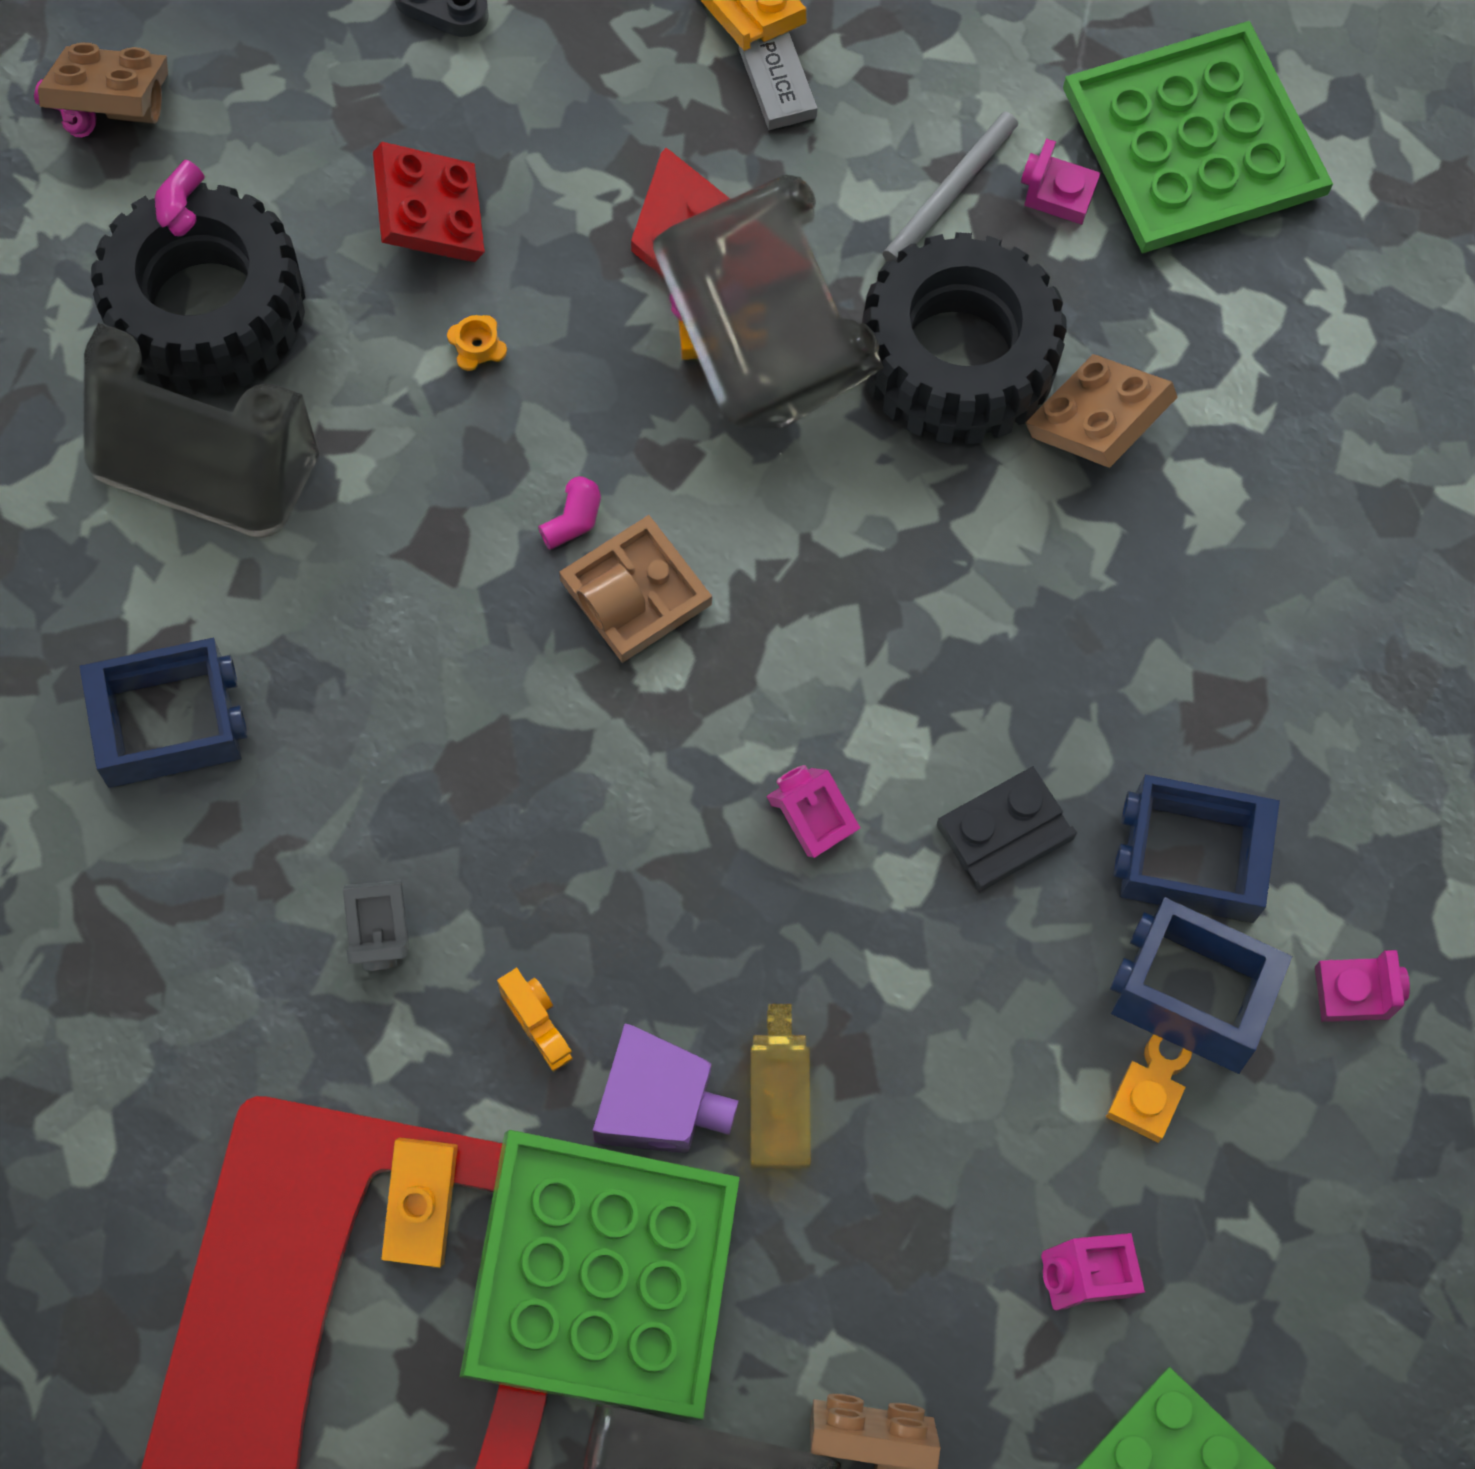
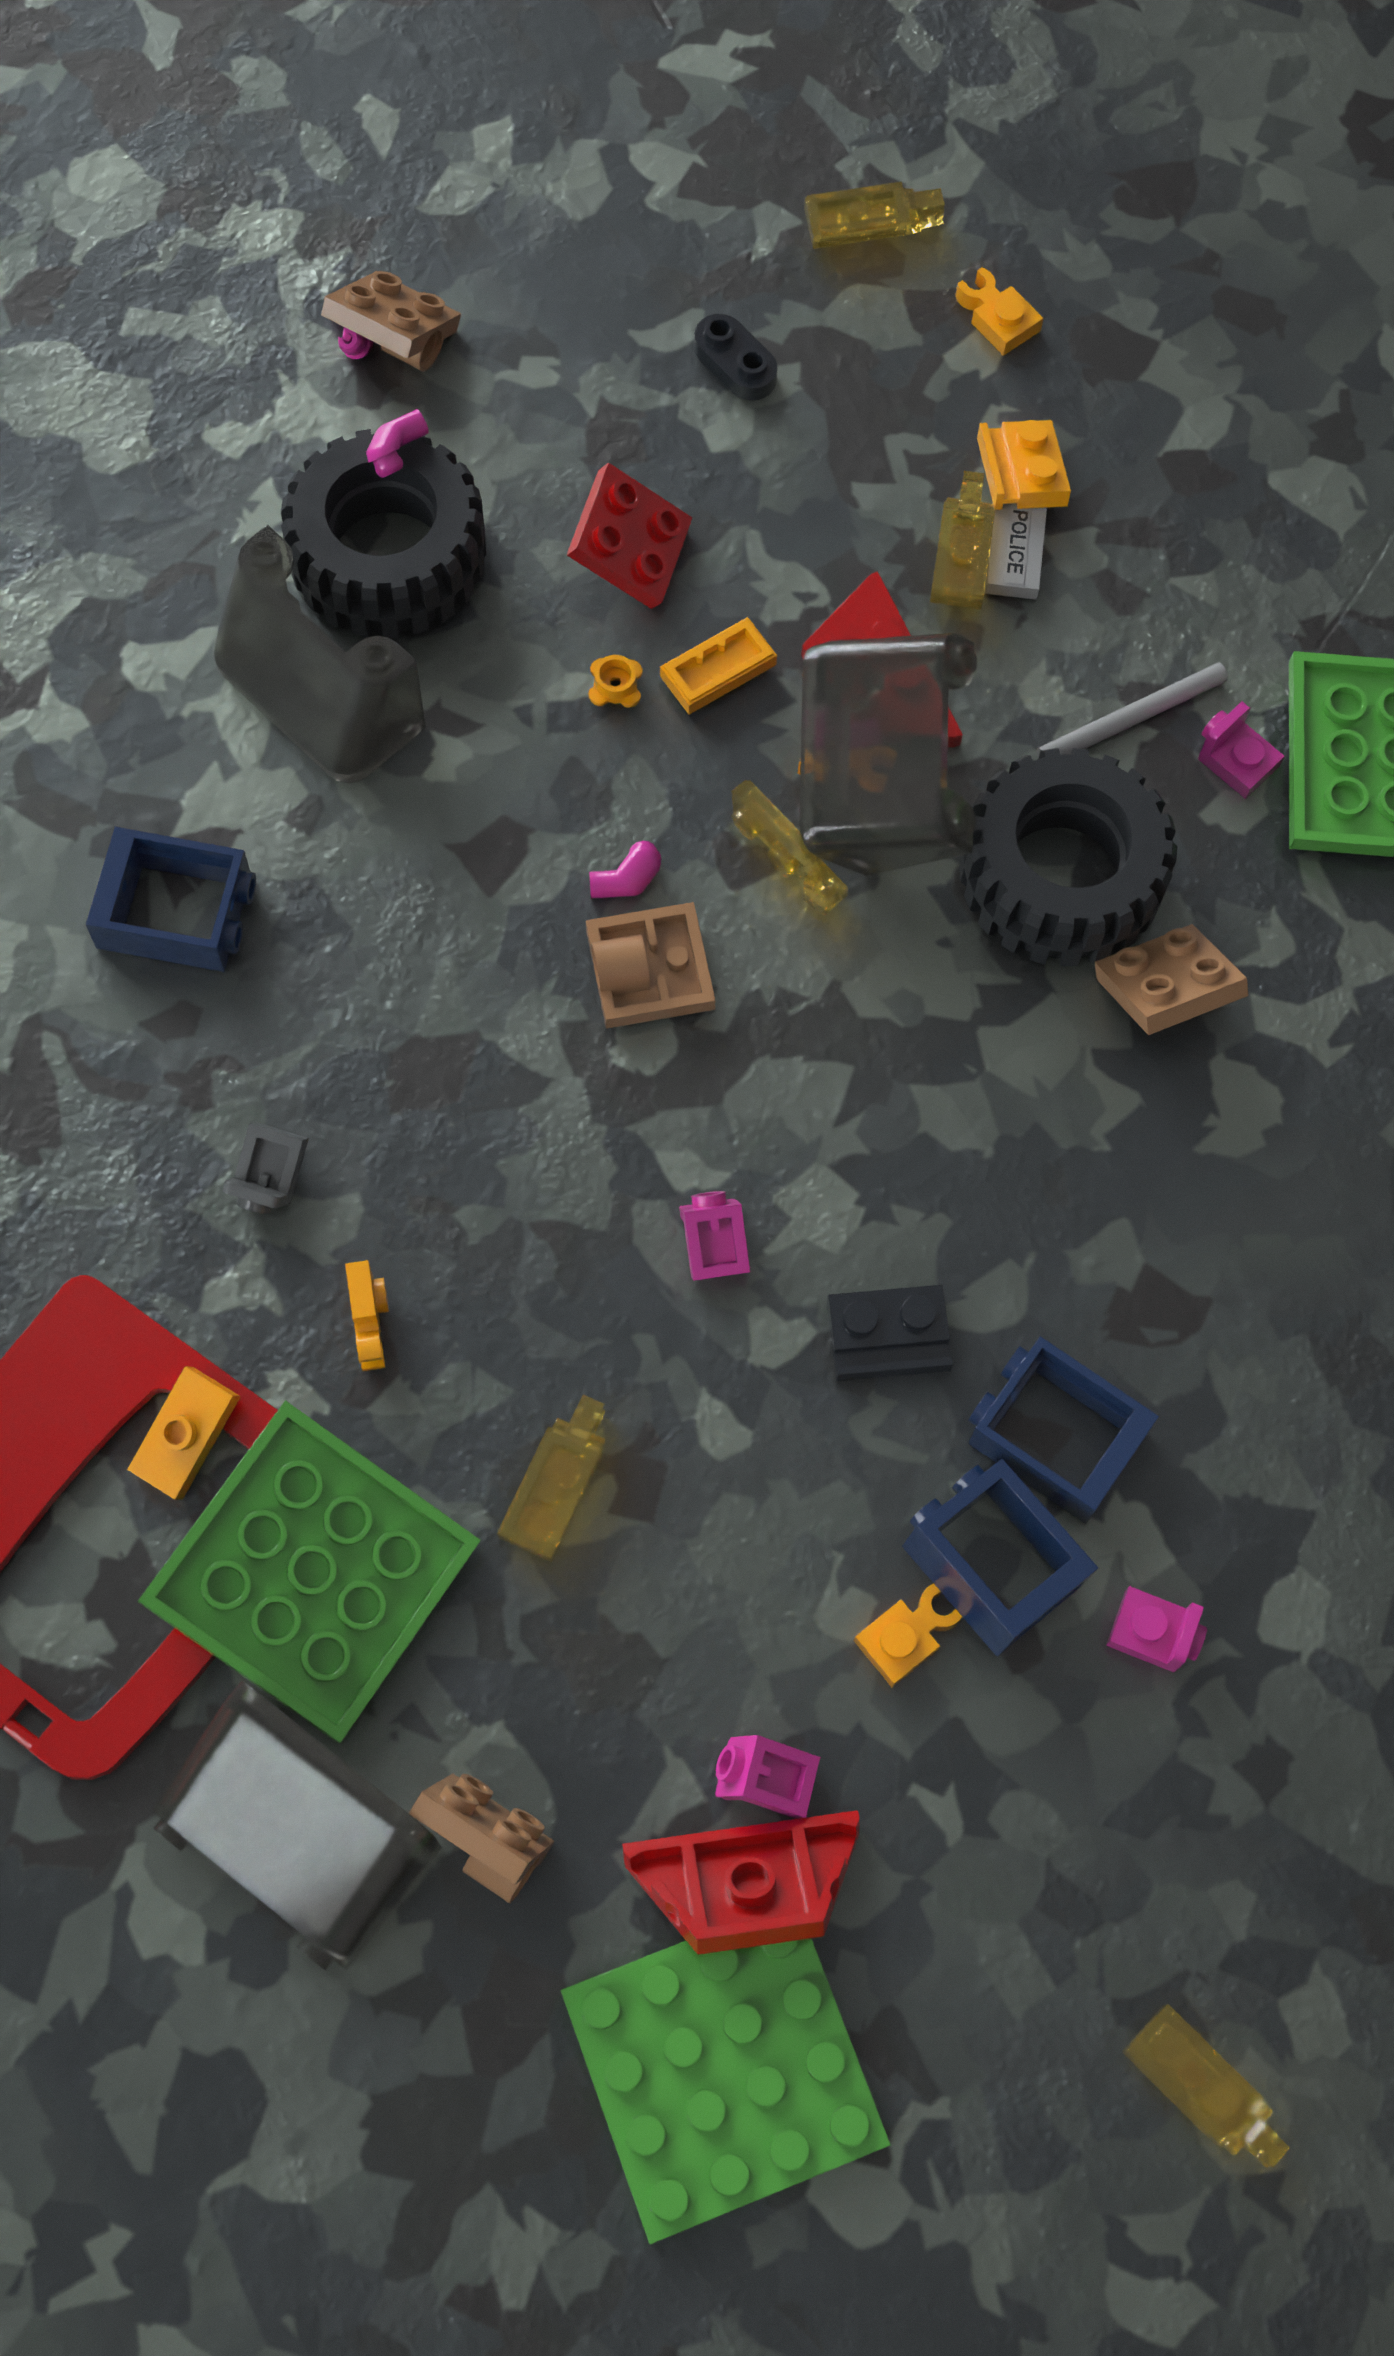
camera: 25 degrees right, 0 degrees up
(564, 290) = (718, 665): none -> light orange plate
(658, 1096) = (442, 1434): medium lavender torso -> none
(708, 429) = (762, 819): none -> clear yellow hinge
(732, 94) = (963, 546): none -> clear yellow hinge
(1123, 1373) = (748, 1880): none -> red wing

